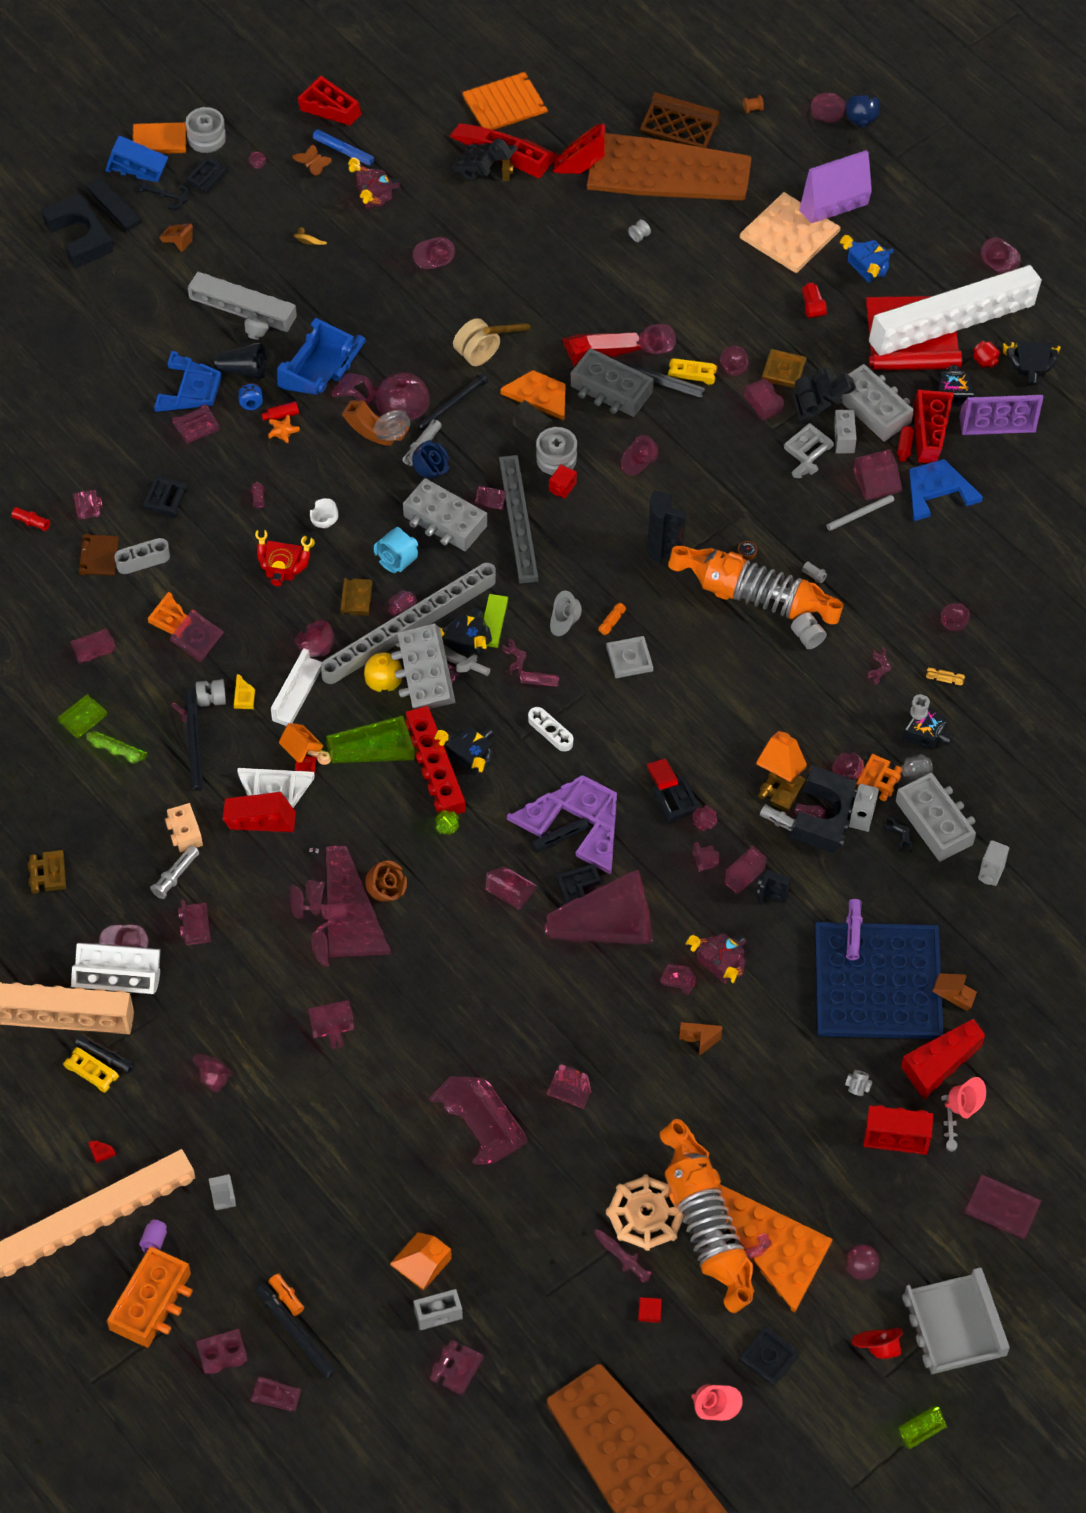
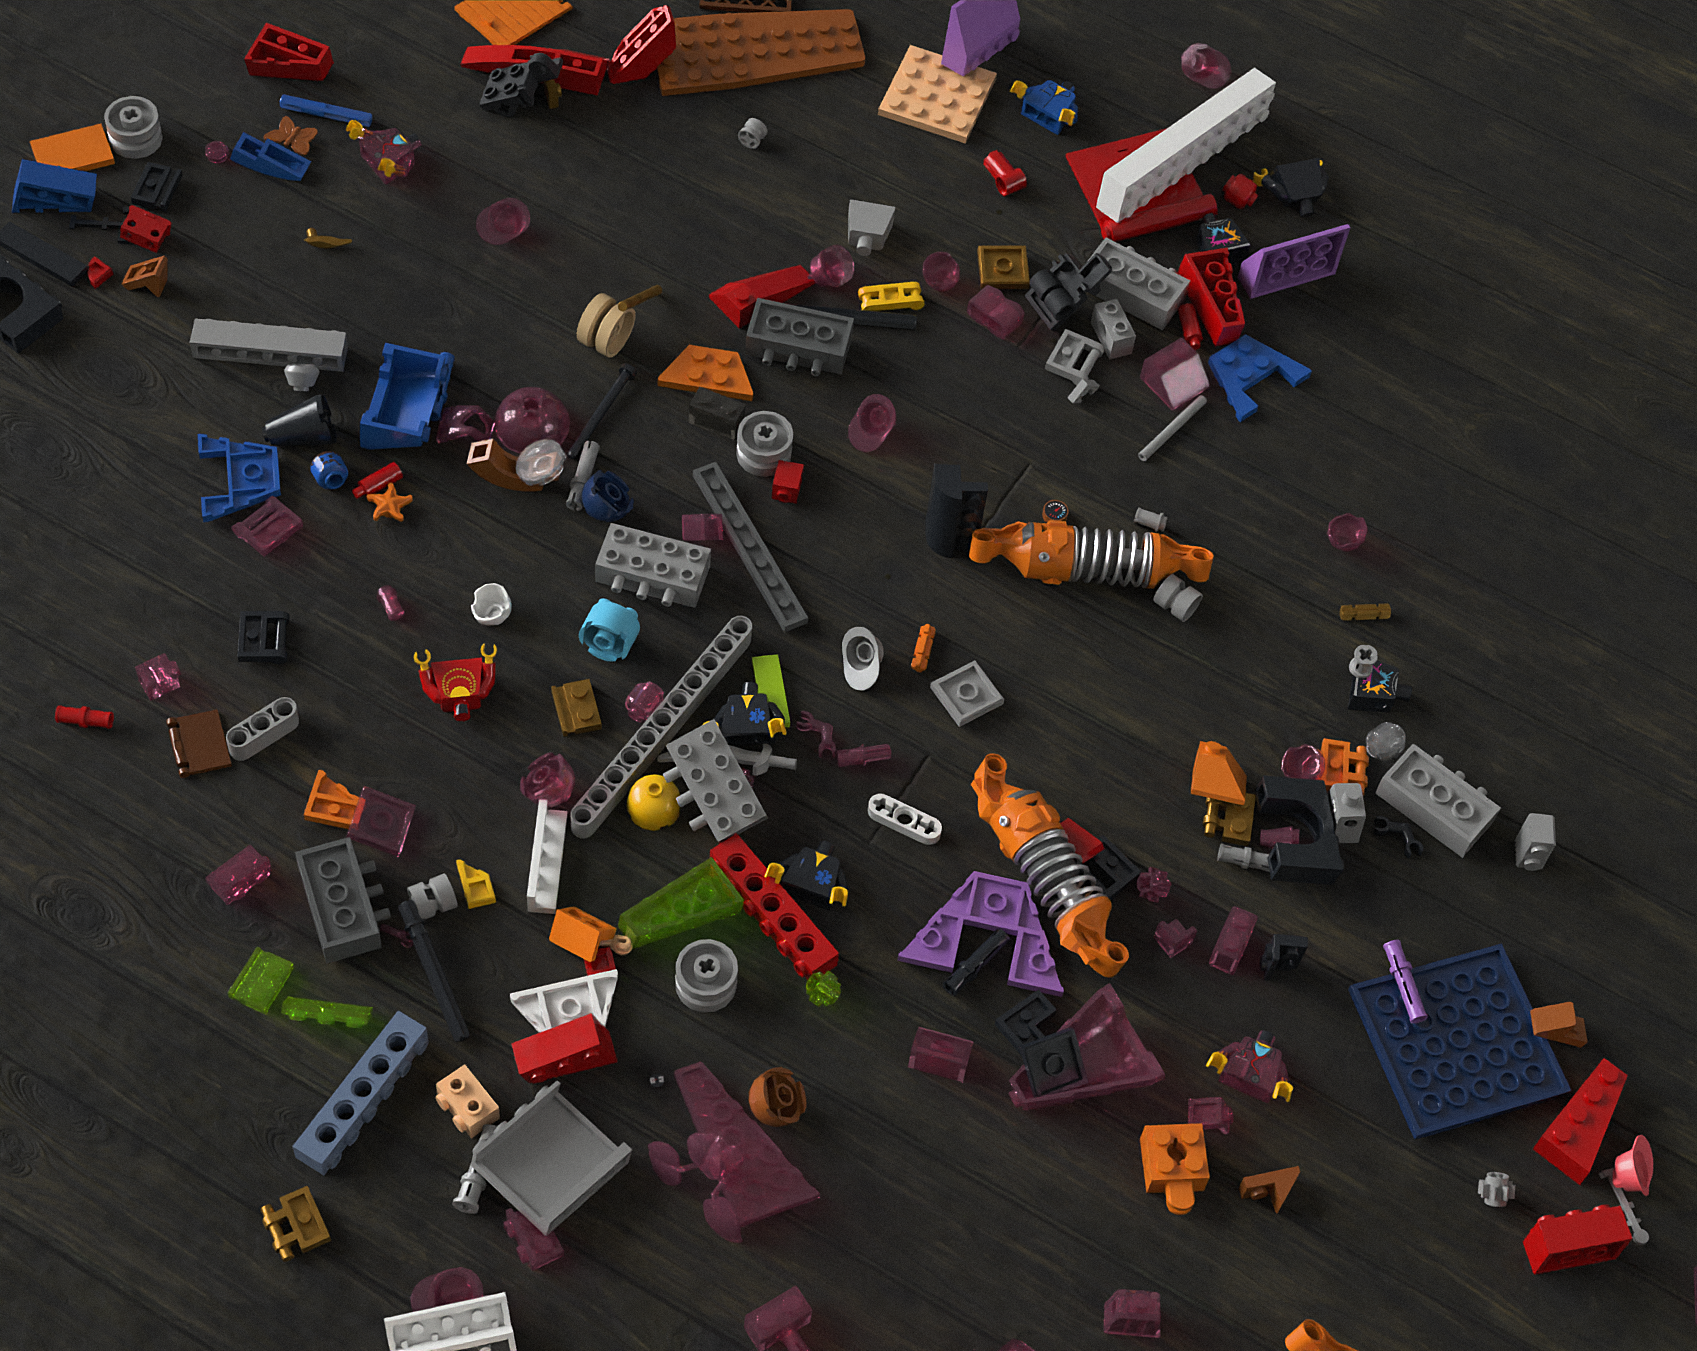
camera: 25 degrees left, 0 degrees up
(122, 793) = (399, 1031): none -> sand blue brick
(147, 225) = (98, 272): none -> red tile
(150, 678) = (340, 899): none -> dark grey piece
(187, 203) = (145, 226): none -> red piece
(221, 877) = (548, 1159): none -> light grey panel
(290, 172) = (269, 158): none -> blue slope
(371, 792) = (706, 975): none -> light grey wheel
(581, 911) = (1054, 1063): none -> black plate
(634, 779) = (1036, 841): none -> orange piece
(639, 1001) = (1175, 1163): none -> orange brick
(697, 316) = (869, 225): none -> light grey torso
(885, 666) = (1288, 619): clear pink arm -> none

